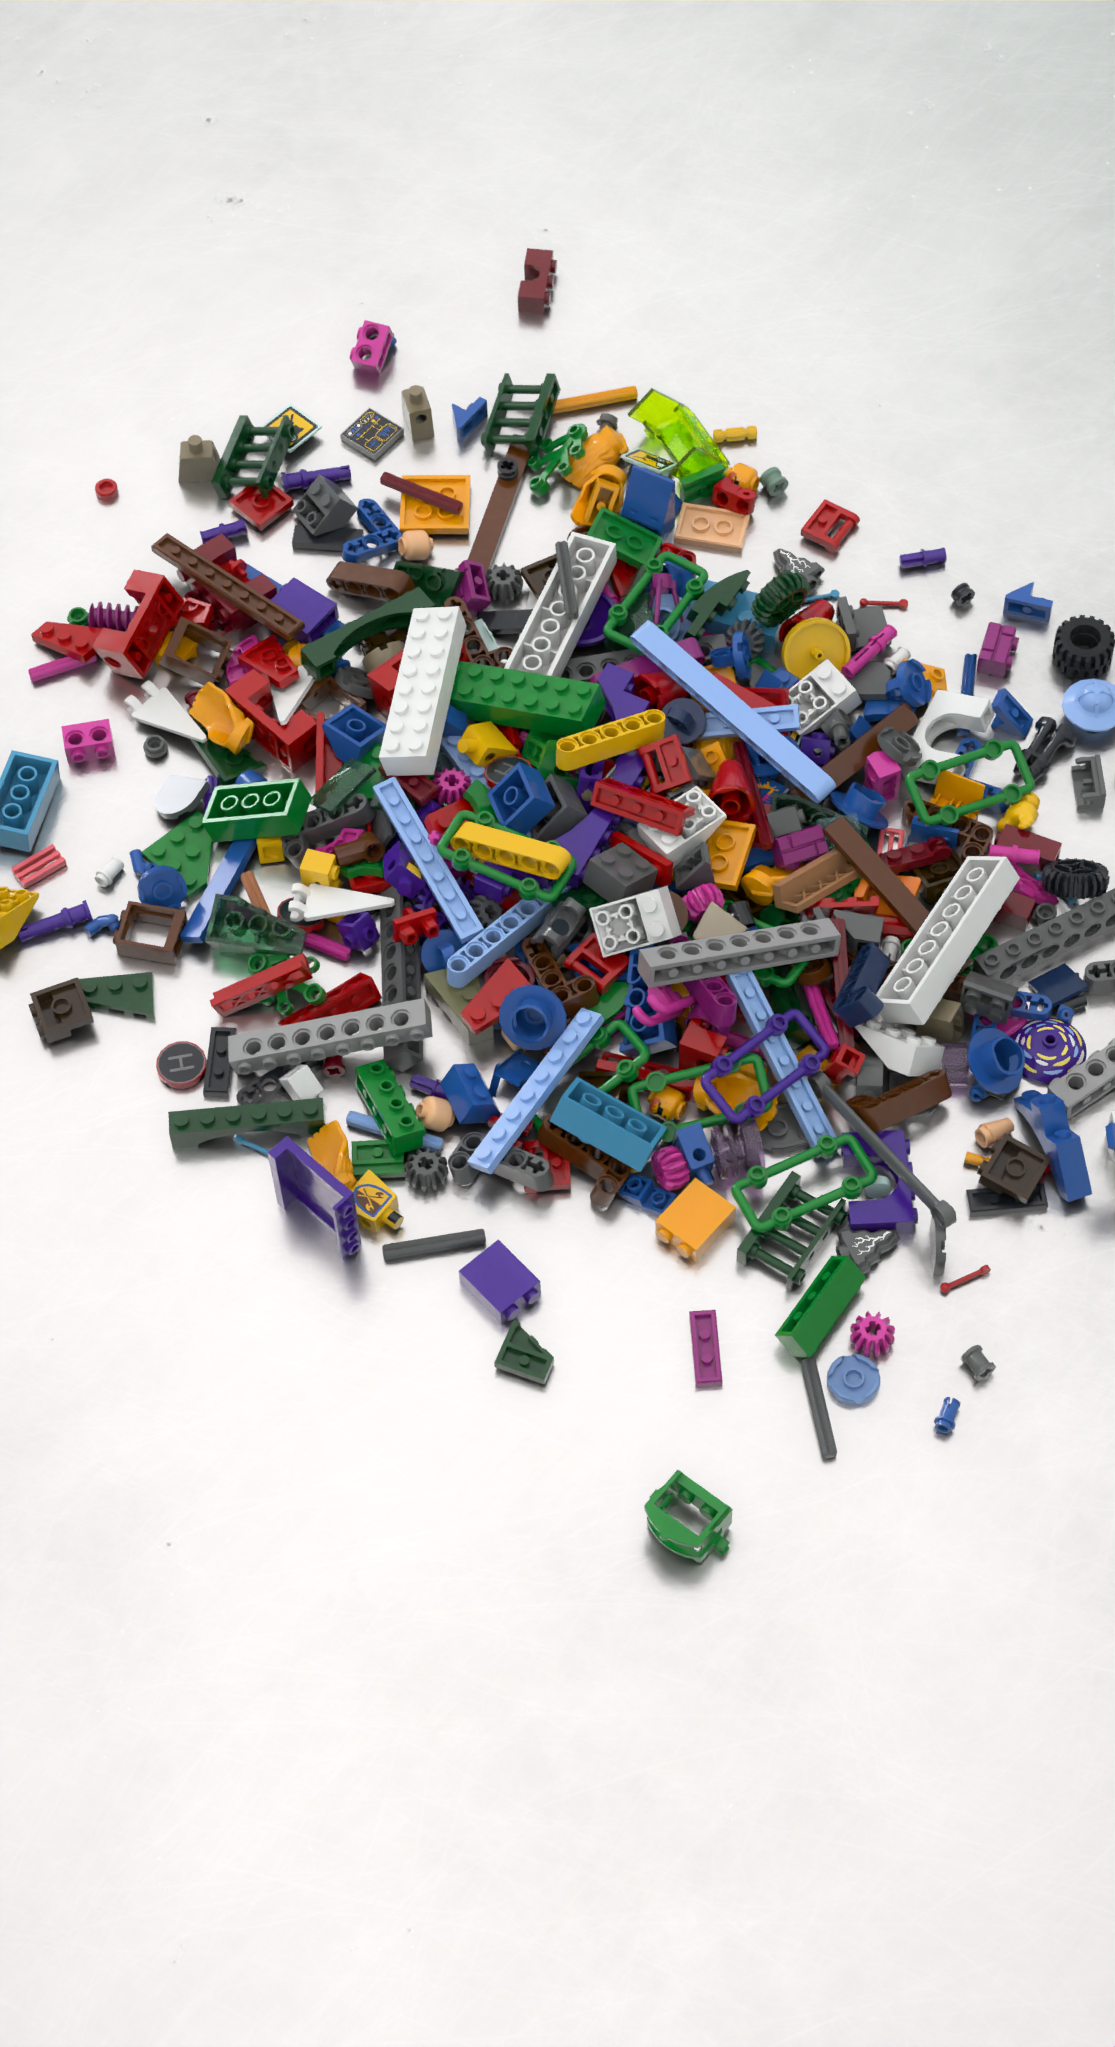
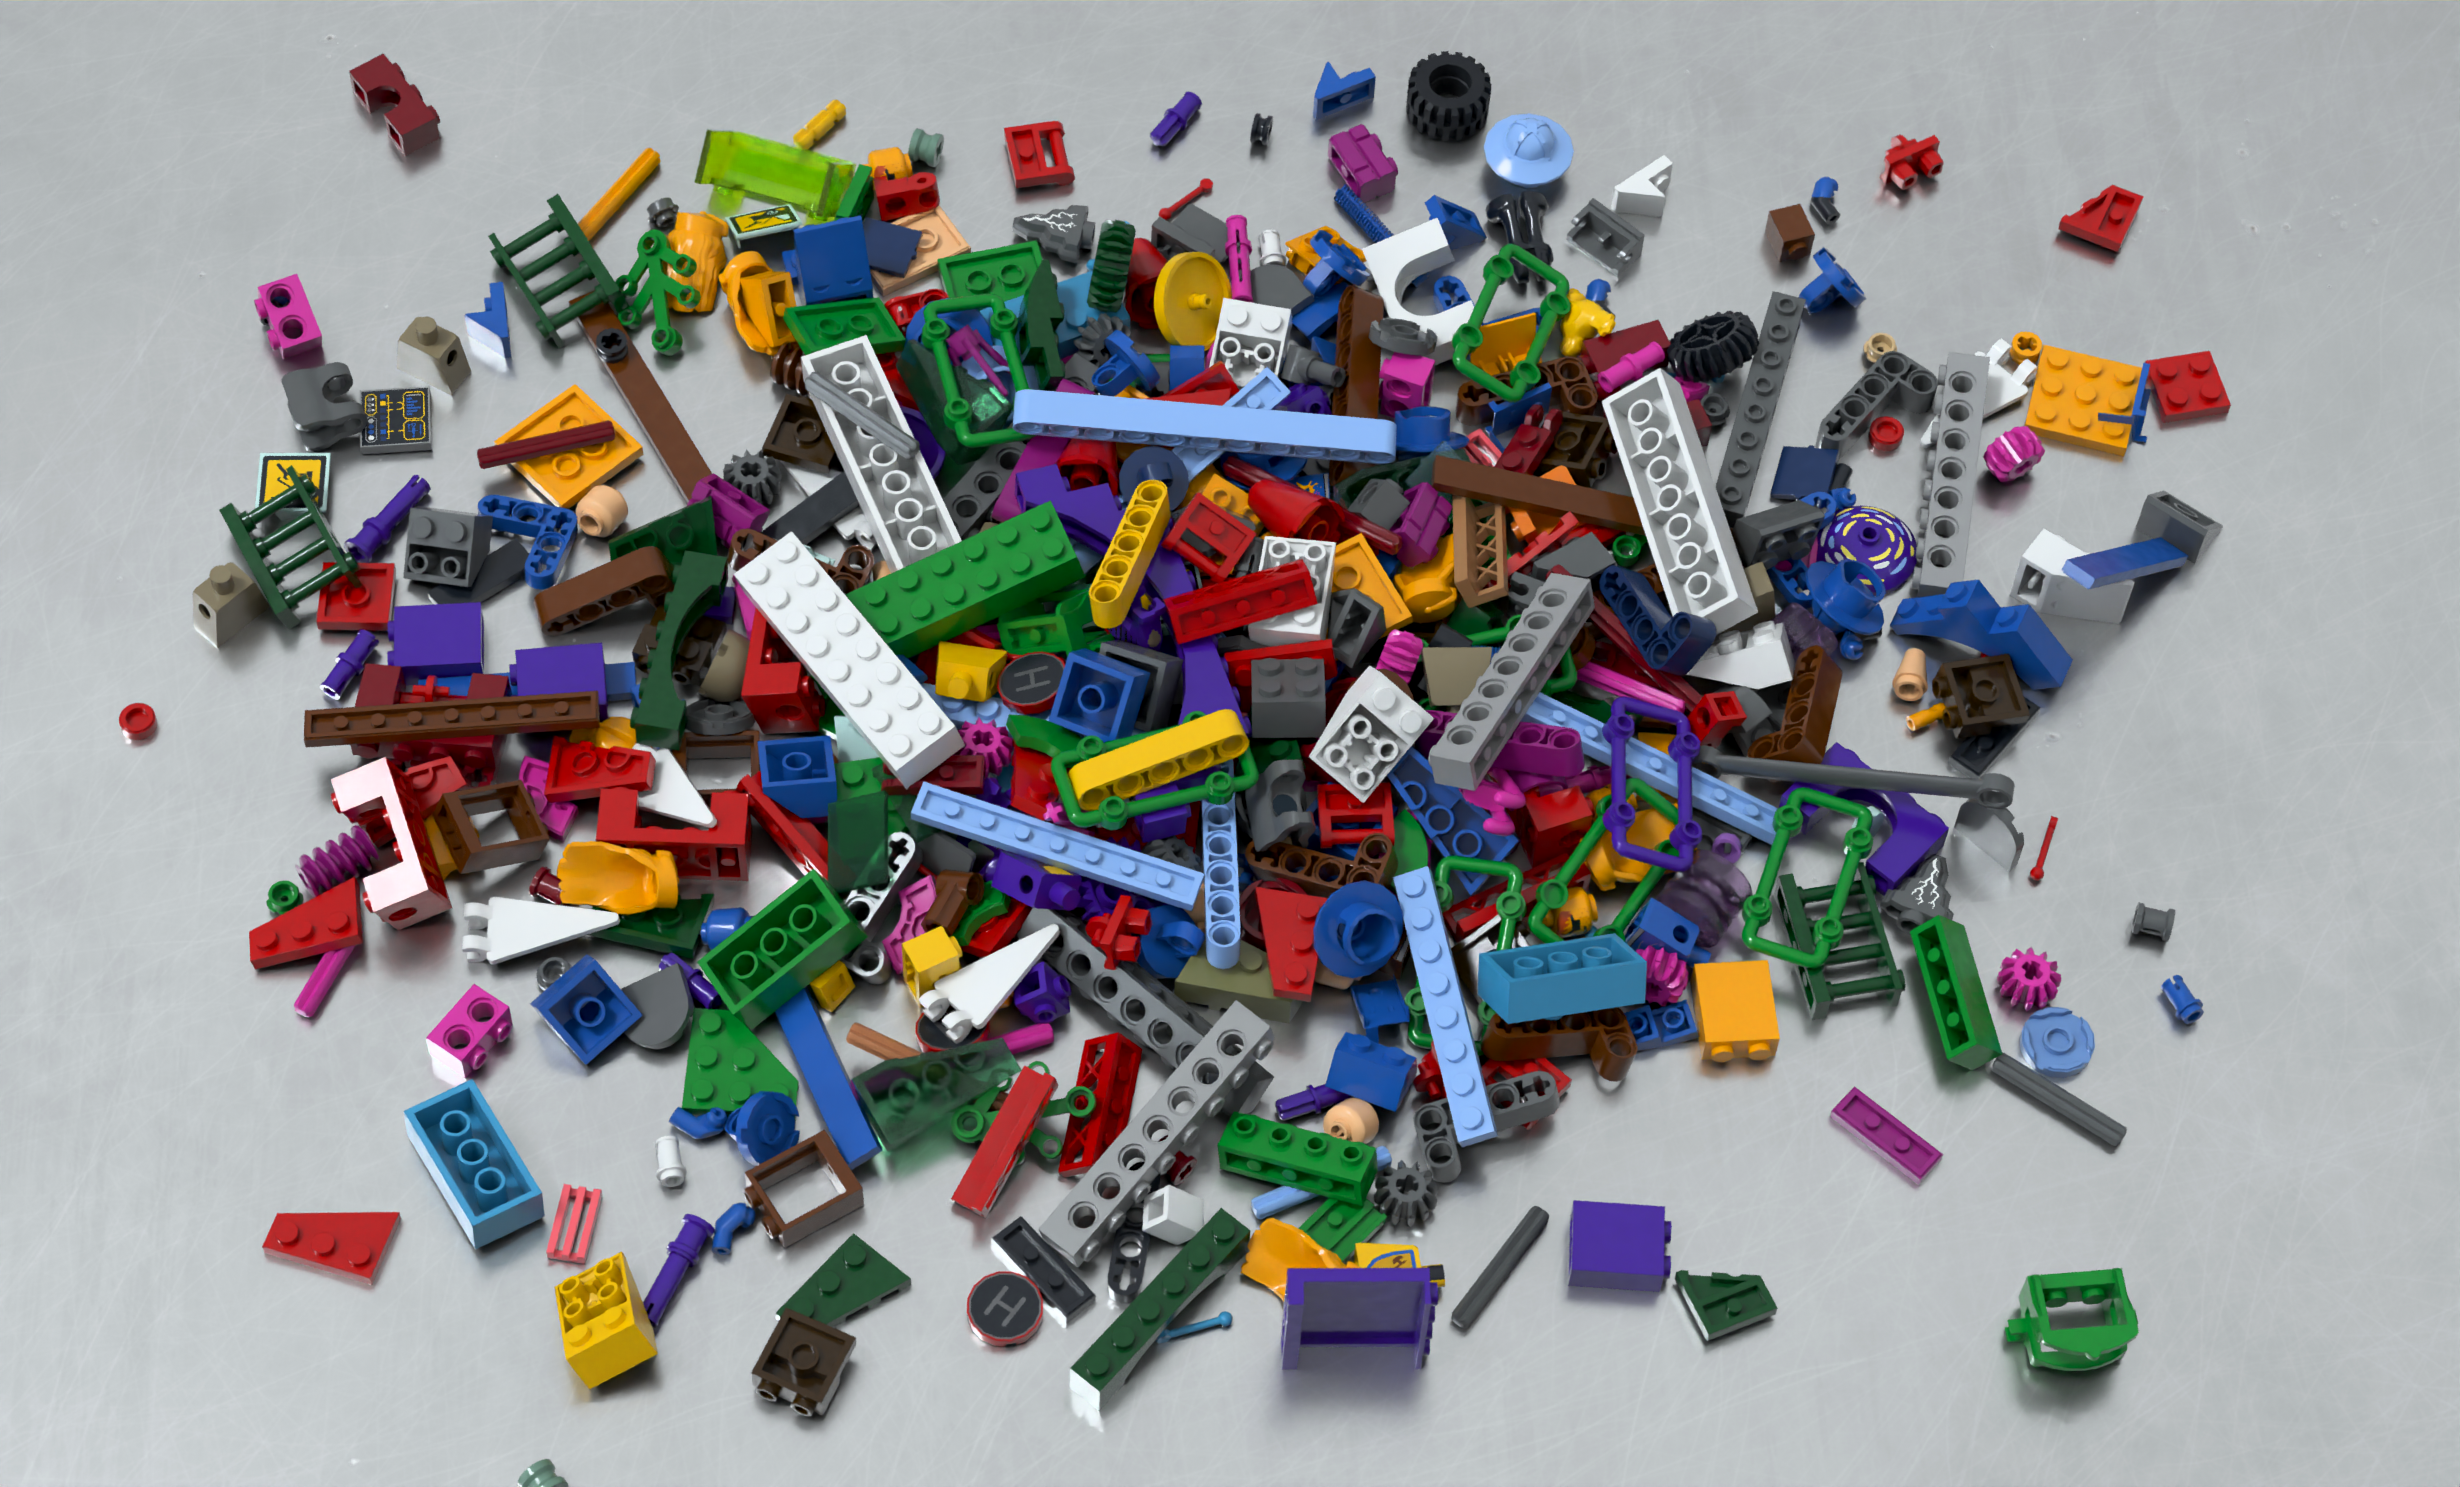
camera: 50 degrees left, 0 degrees up
(146, 770) = (586, 1009): none -> blue slope
(272, 551) = (437, 640): none -> dark purple brick
(337, 396) = (312, 409): none -> dark grey piece
(697, 516) = (890, 246): none -> dark blue piece
(725, 561) = (995, 271): none -> green plate
(783, 1133) = (1719, 846): none -> medium lavender hinge
(1049, 808) = (1597, 293): none -> blue arm

